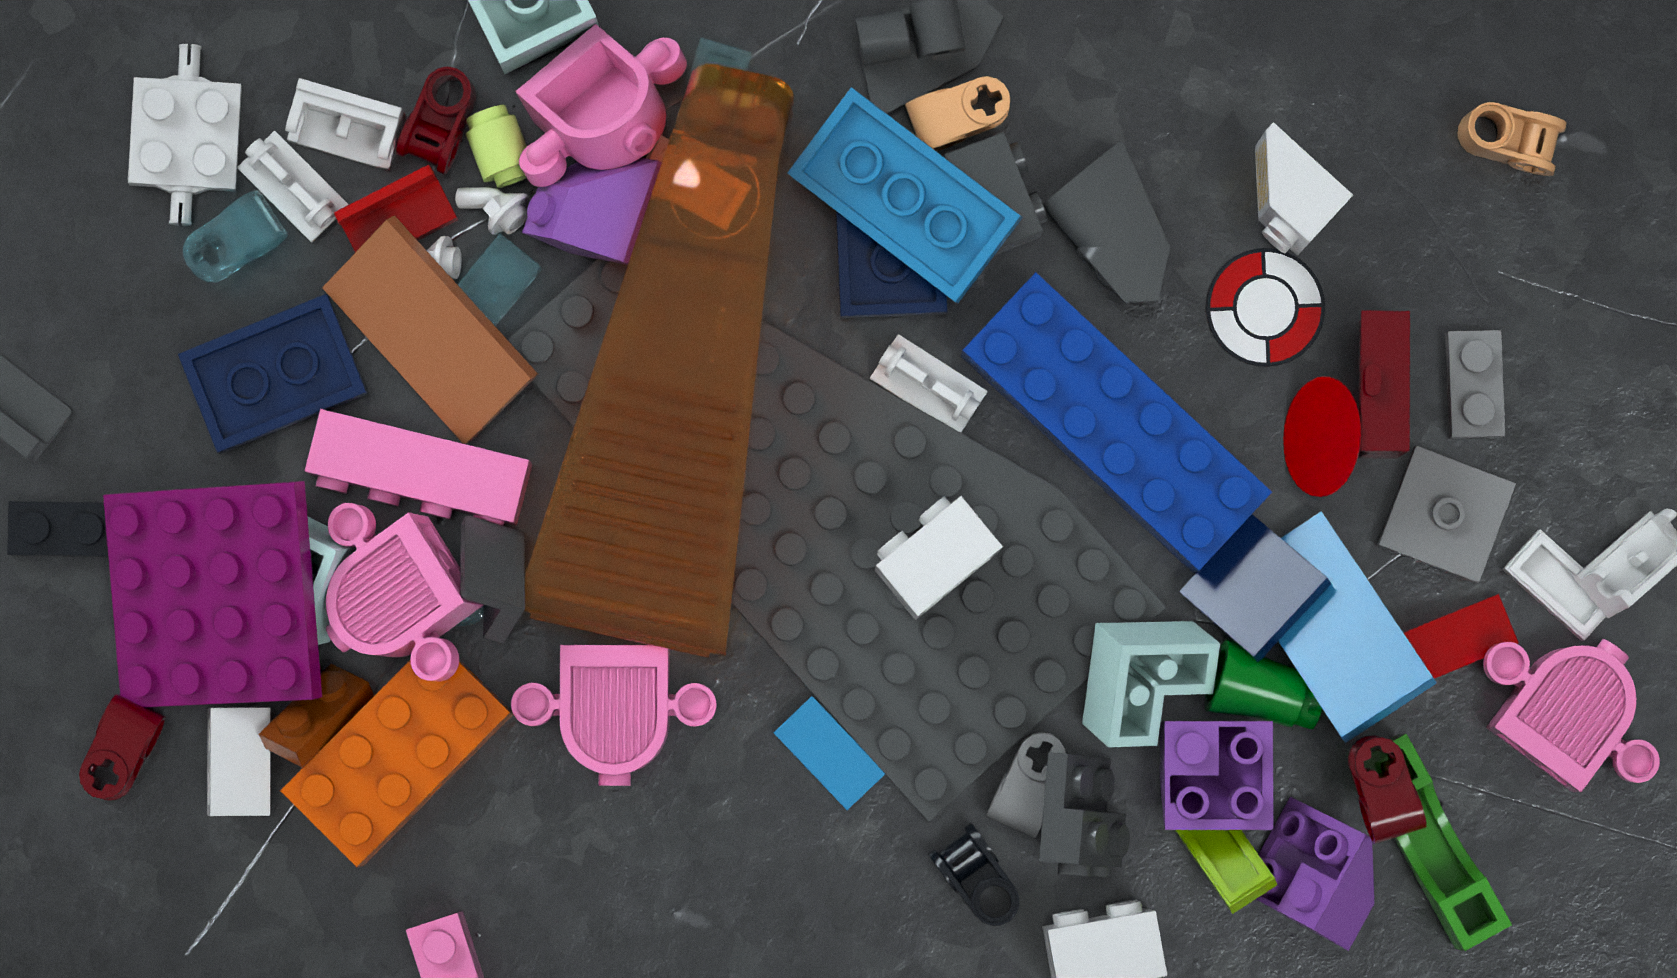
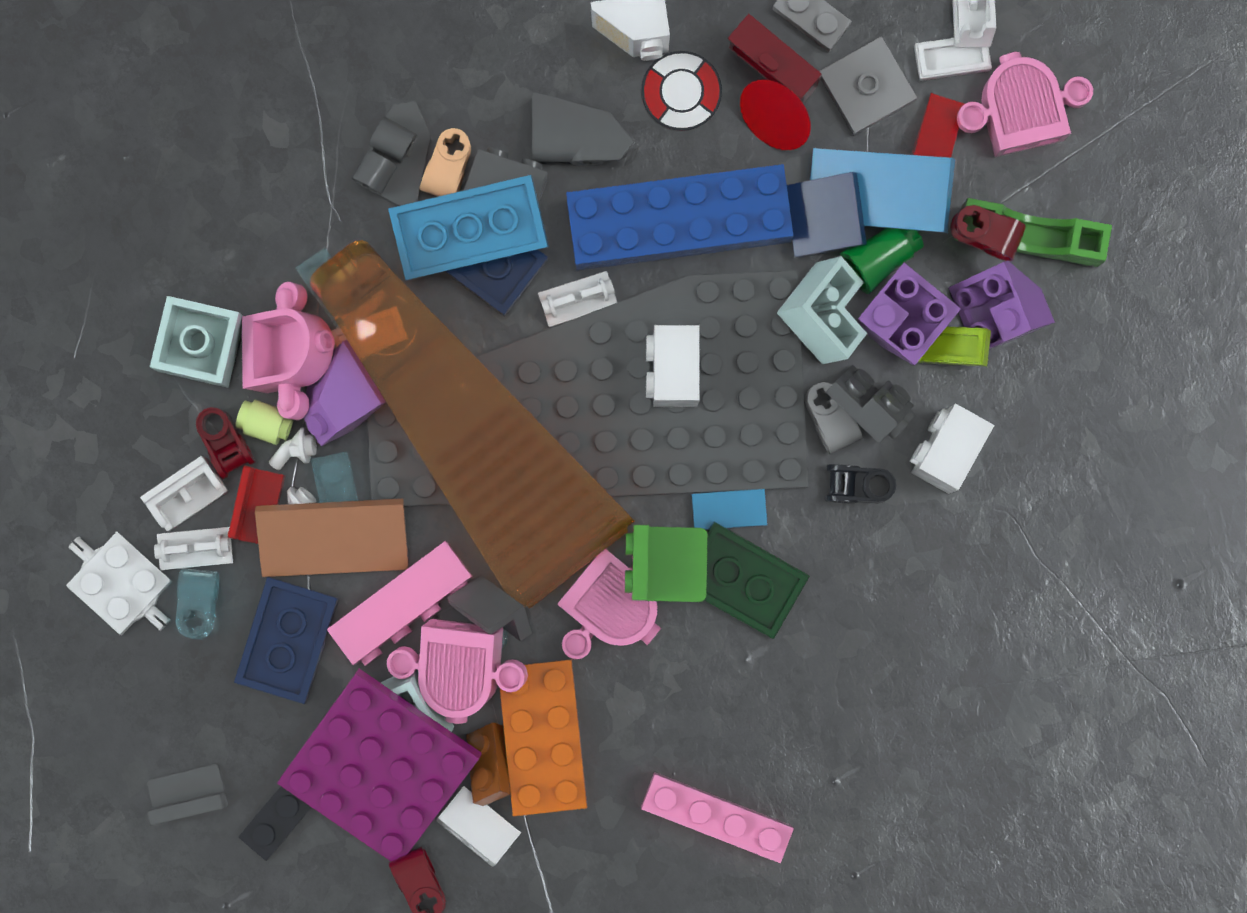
camera: 50 degrees left, 0 degrees up
(705, 732) = (667, 564): none -> bright green bracket
(762, 835) = (750, 581): none -> dark green tile

